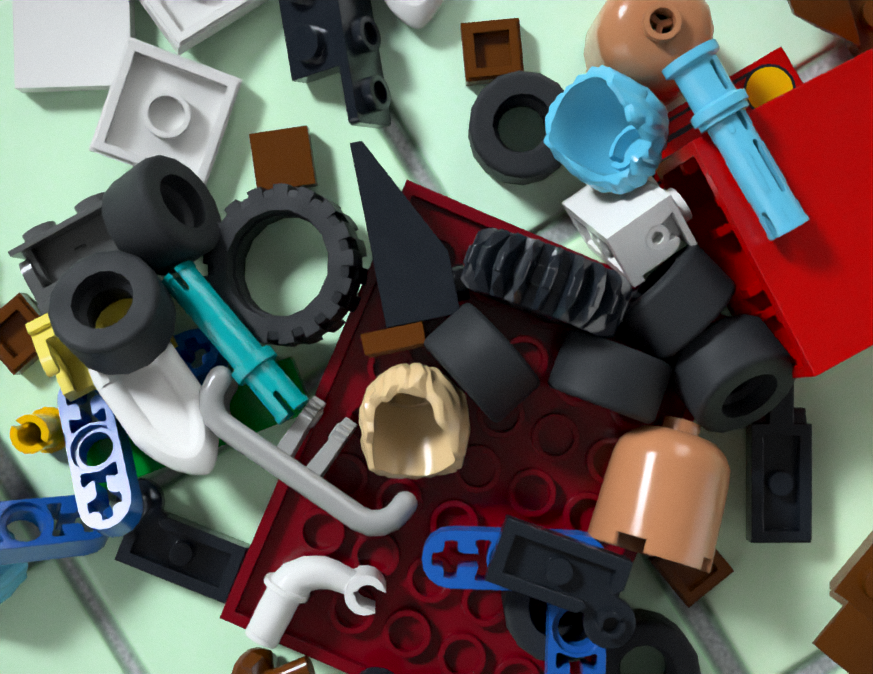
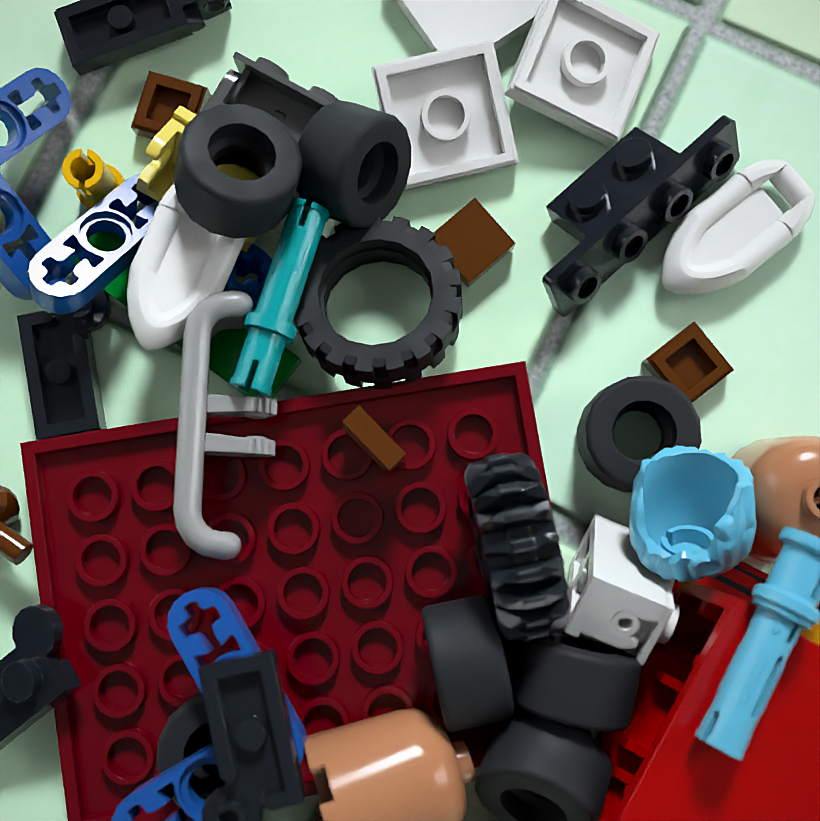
camera: 60 degrees right, 5 degrees down
(293, 585) = (88, 491): white piece -> none
(407, 256) = (457, 403): black slope -> none
(414, 423) = (307, 507): tan hair -> none
(482, 362) = (404, 534): black tyre -> none

